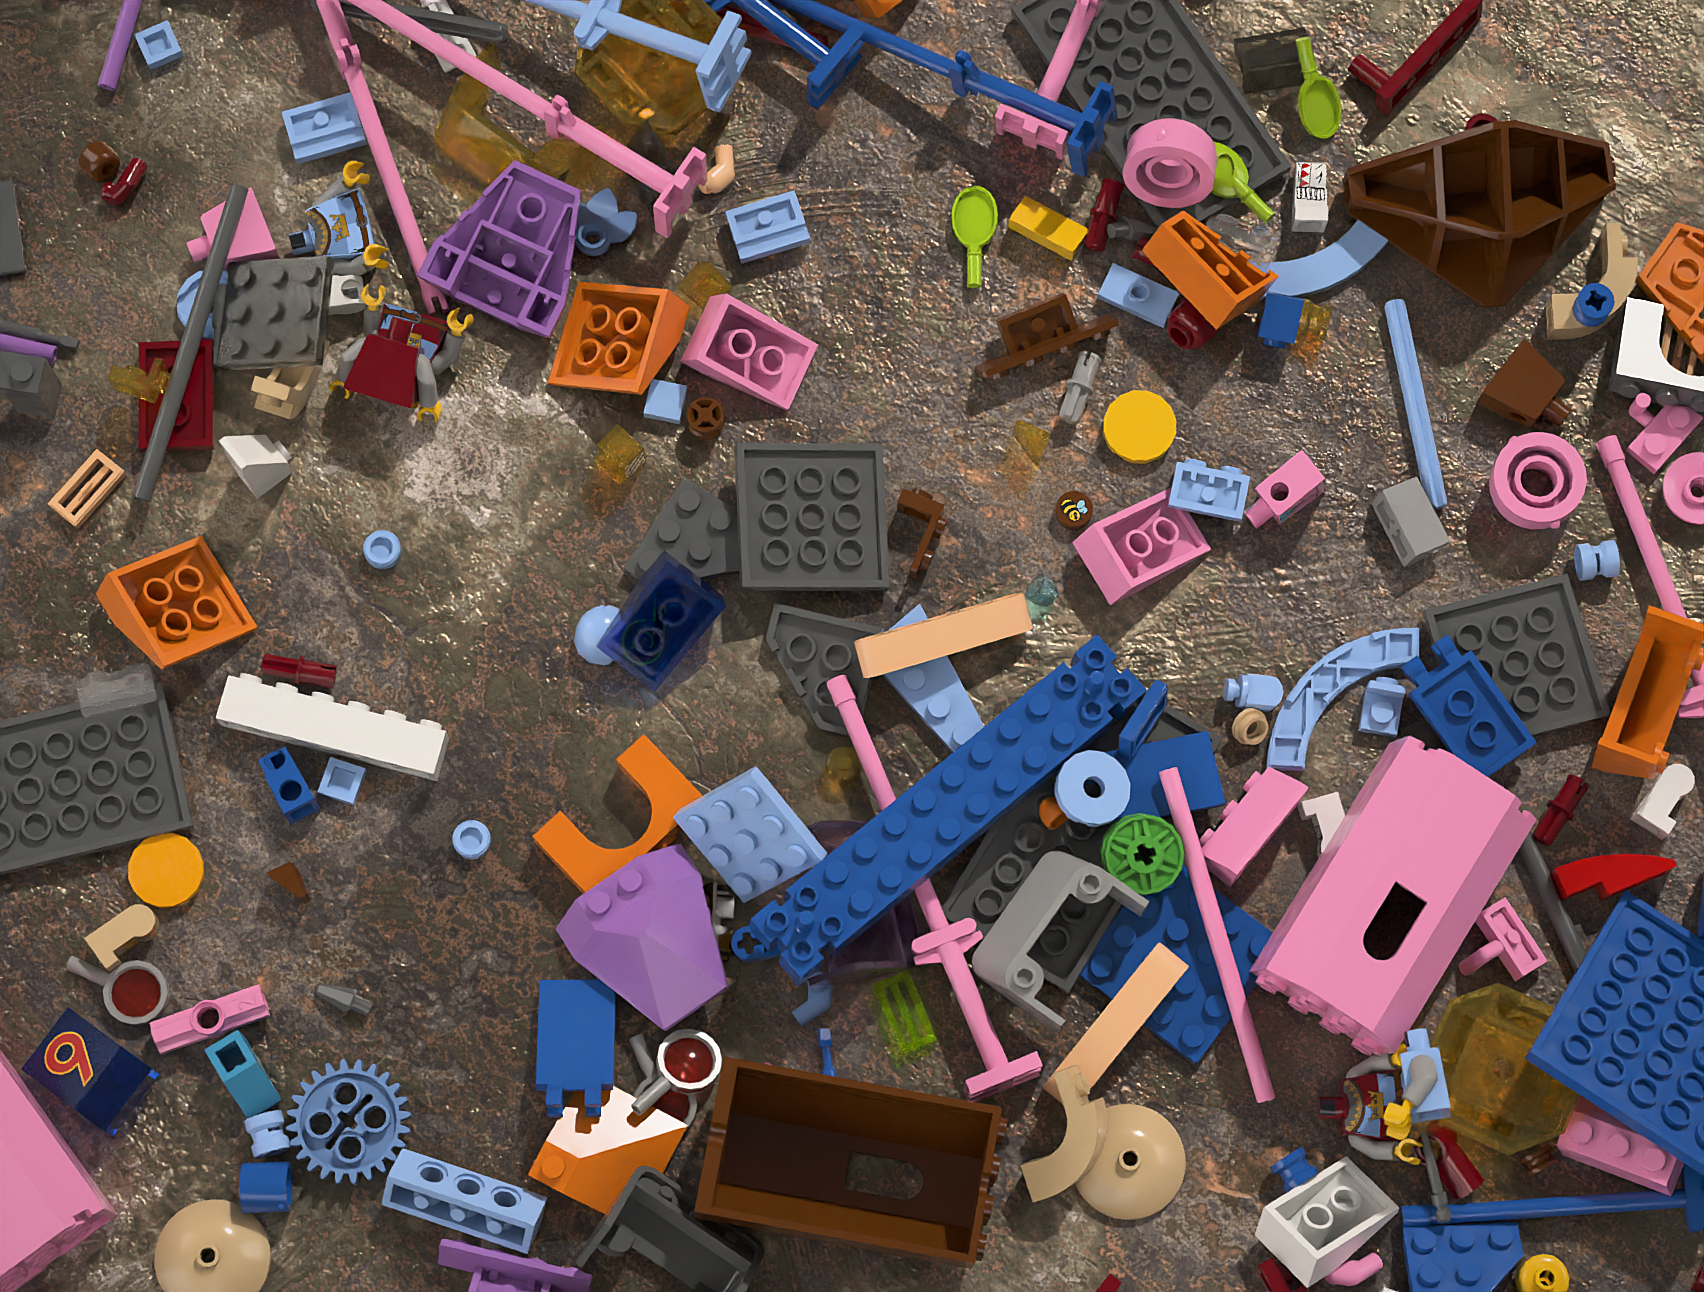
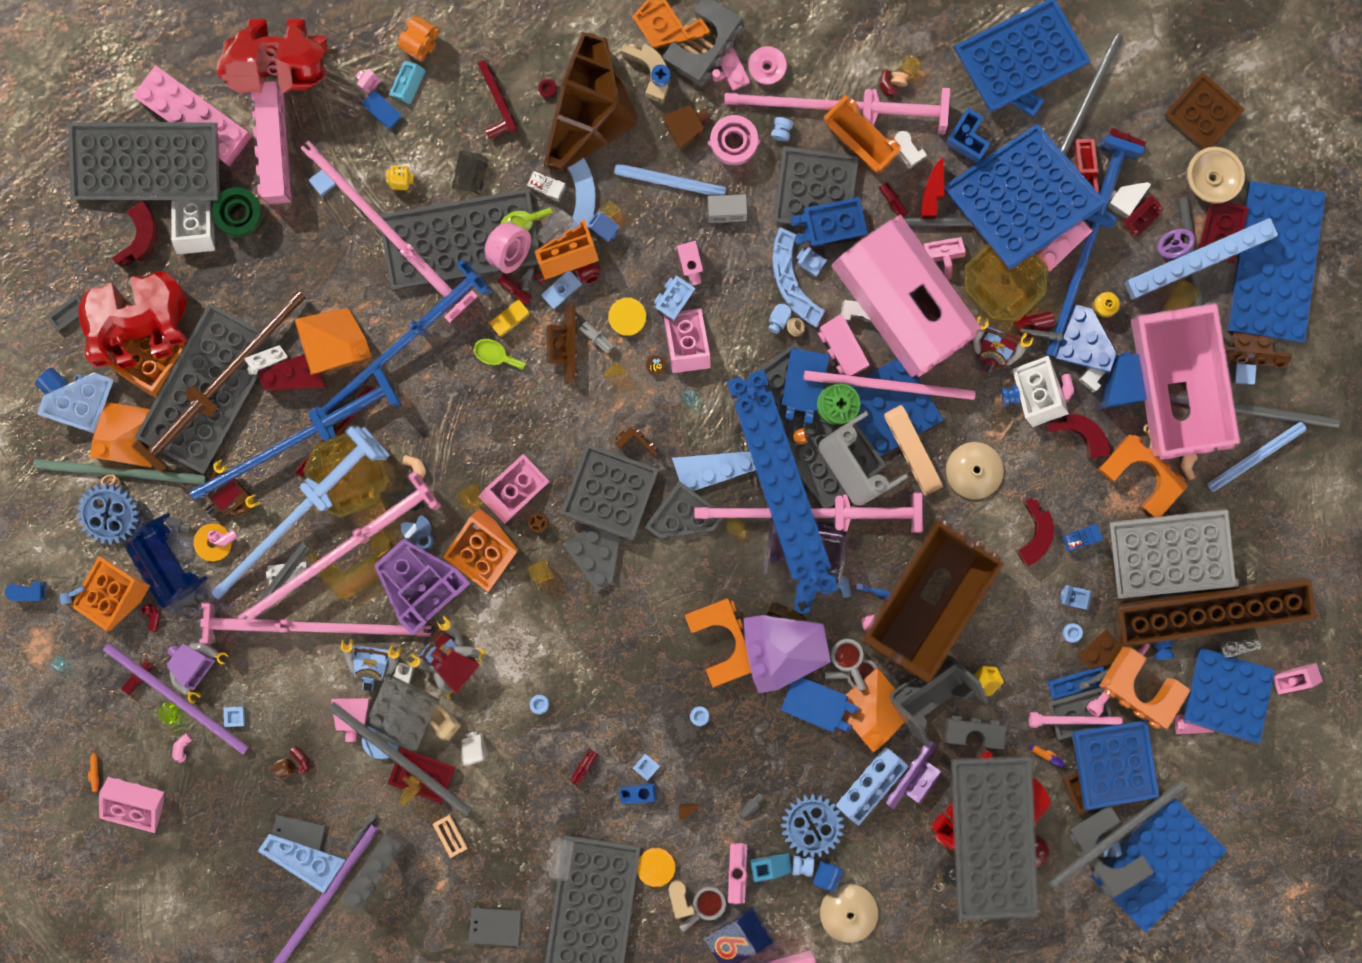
camera: 65 degrees left, 10 degrees up
(175, 603) = (528, 814): orange slope -> none
(324, 128) = (312, 651): light blue plate -> none
(333, 727) = (619, 762): white brick -> none
(590, 630) = (625, 614): light blue hair -> none
(661, 621) = (632, 584): clear blue slope -> none
(665, 401) = (521, 538): light blue tile -> none
(750, 834) = (756, 584): light blue plate -> none
(767, 227) = (453, 454): light blue plate -> none
(917, 1042) = (881, 545): clear neon green tile -> none
(943, 635) = (694, 453): light nougat beam -> none
(1081, 1144) = (968, 501): tan arch -> none
(1111, 779) = (803, 404): light blue tile -> none
(1143, 720) = (775, 376): blue tile -> none
(1318, 97) = (500, 160): lime piece -> none
(1425, 1087) = (1004, 321): torso -> none
(1539, 1160) = (1052, 282): reddish brown bush -> none

